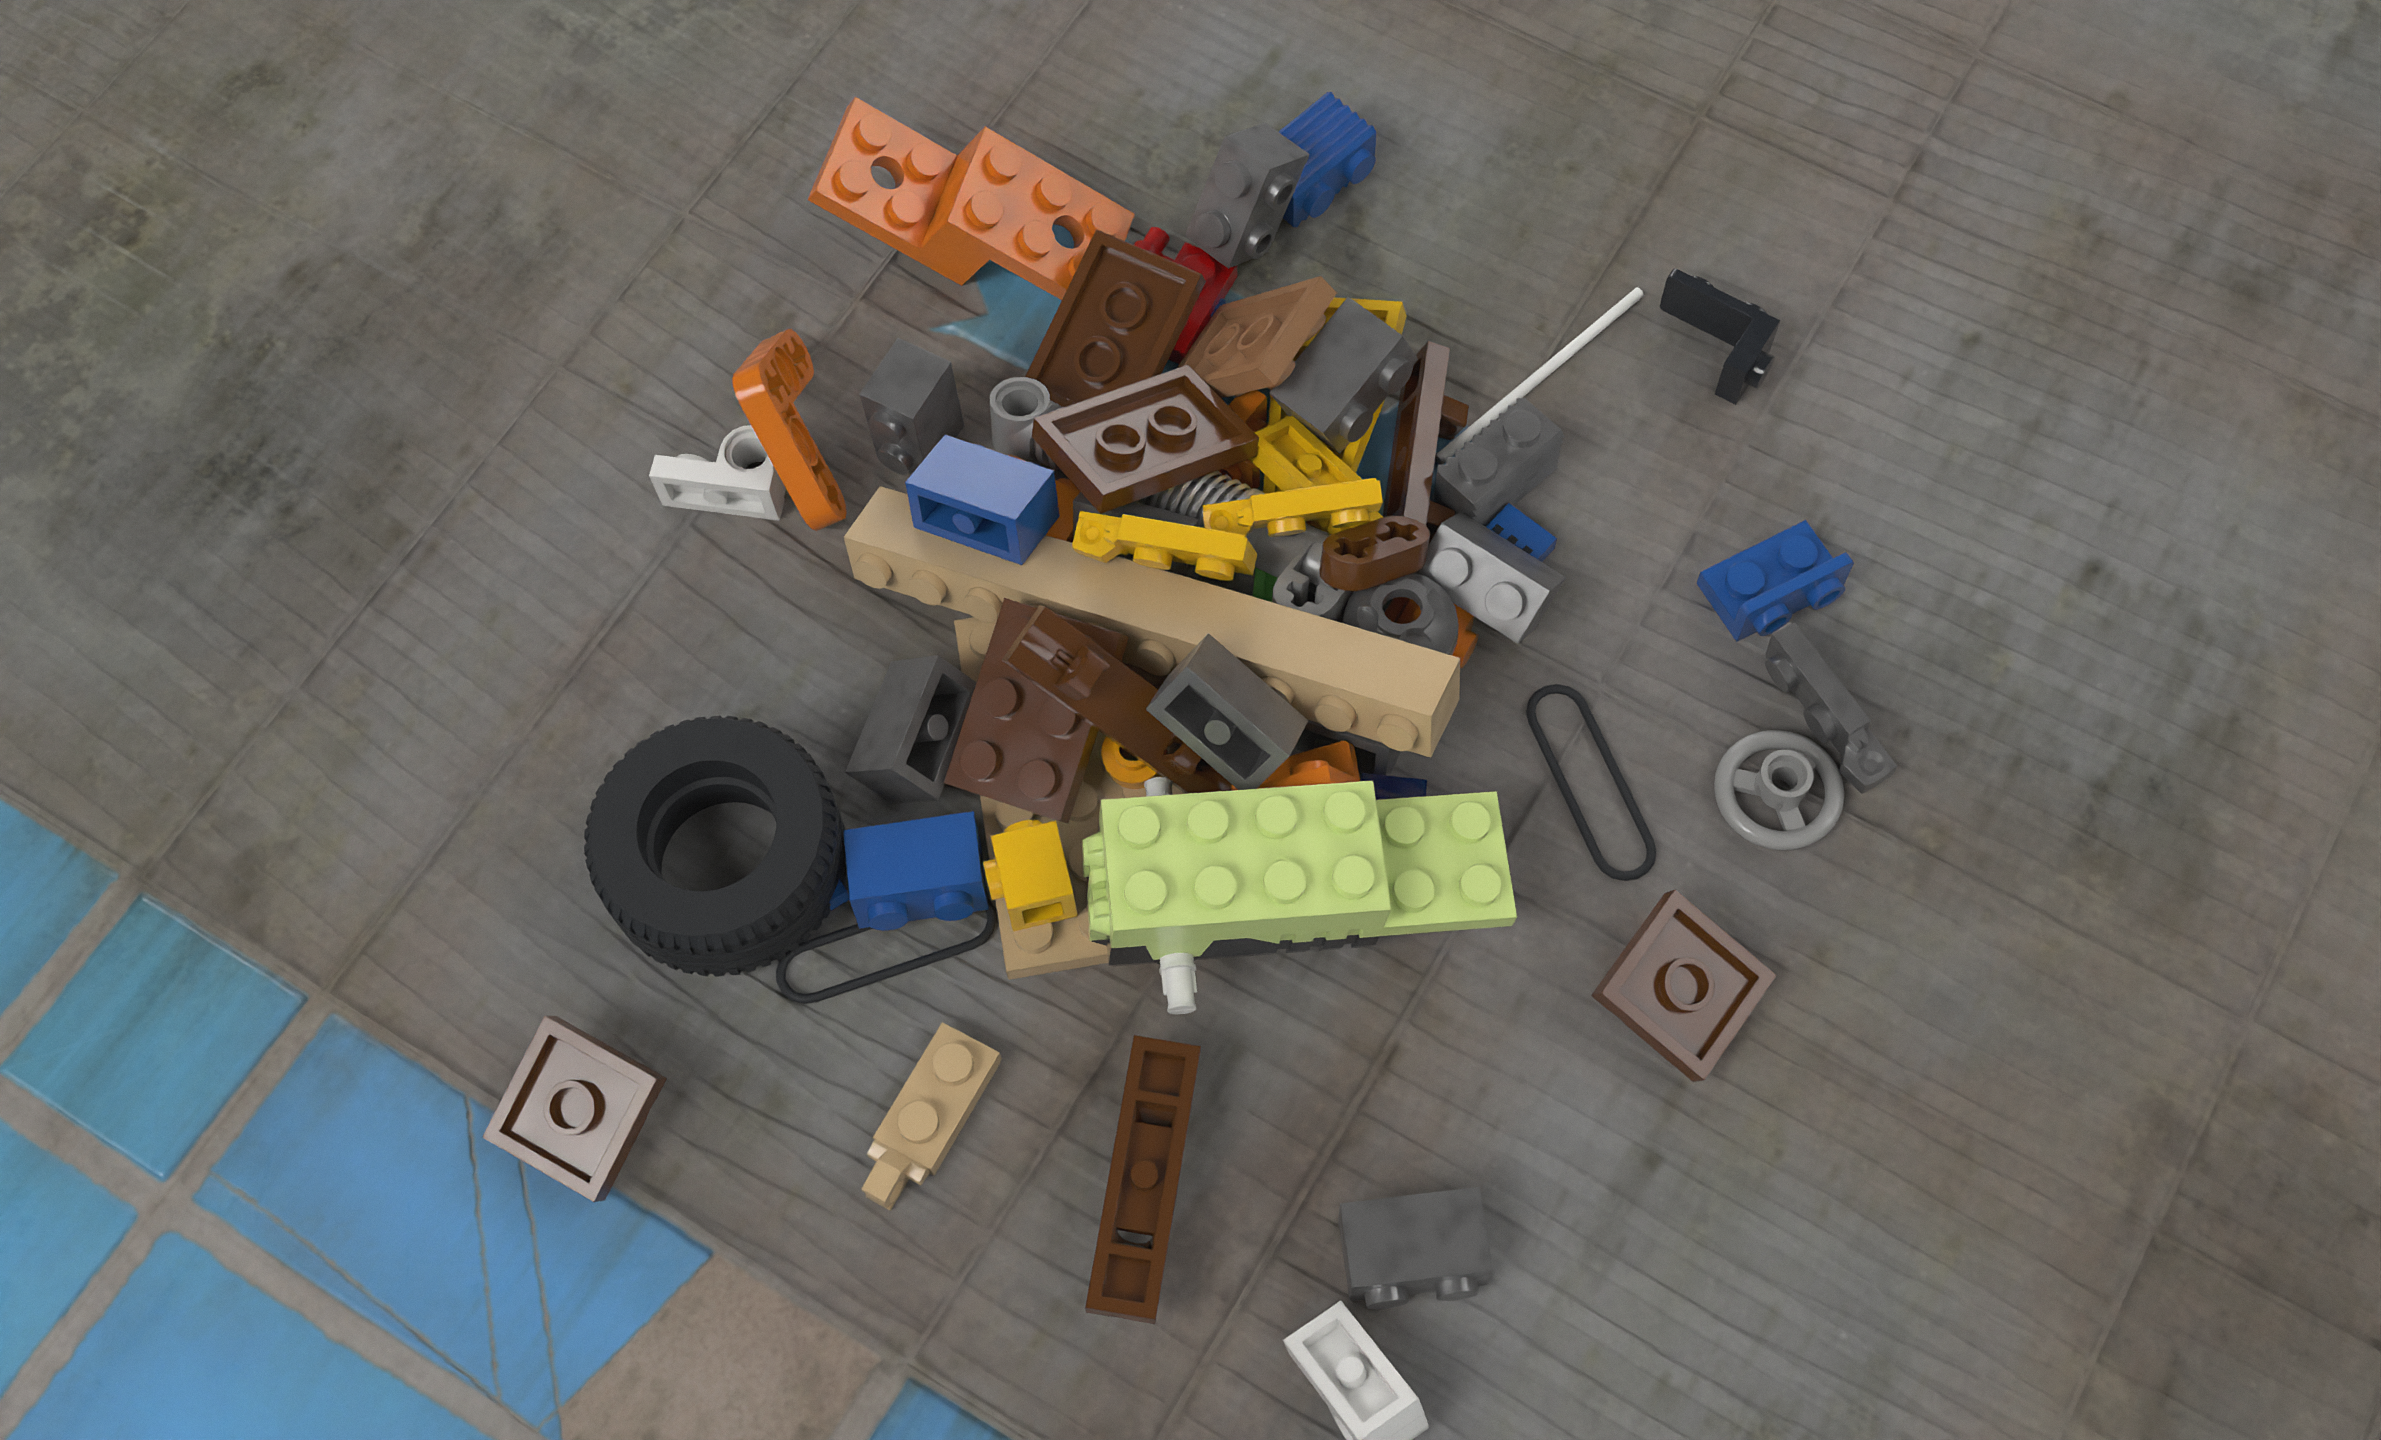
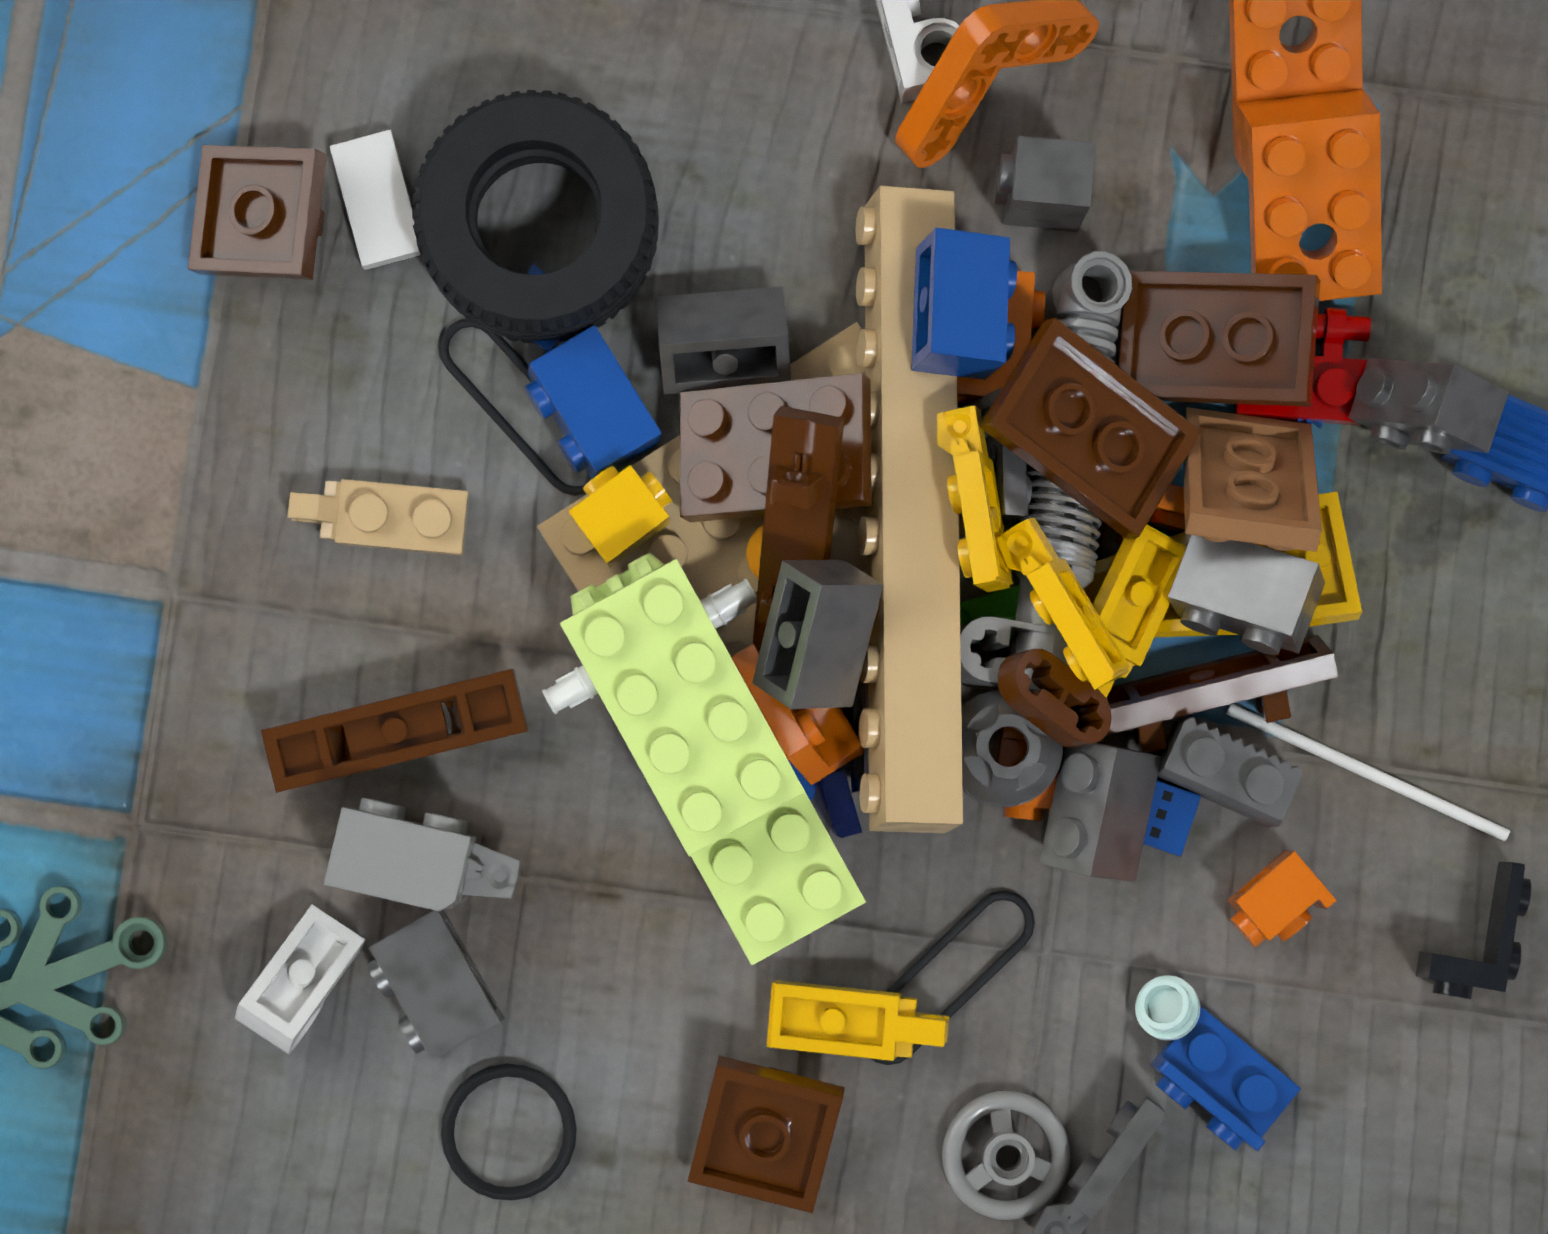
camera: 60 degrees right, 20 degrees up
(624, 998) = (376, 199): none -> white tile
(1280, 1205) = (414, 861): none -> light grey hinge
(1566, 1302) = (448, 1127): none -> black tyre
(1601, 872) = (849, 1021): none -> yellow hinge
(1626, 472) = (1278, 900): none -> orange brick
(1691, 600) = (1167, 1007): none -> light aqua plate

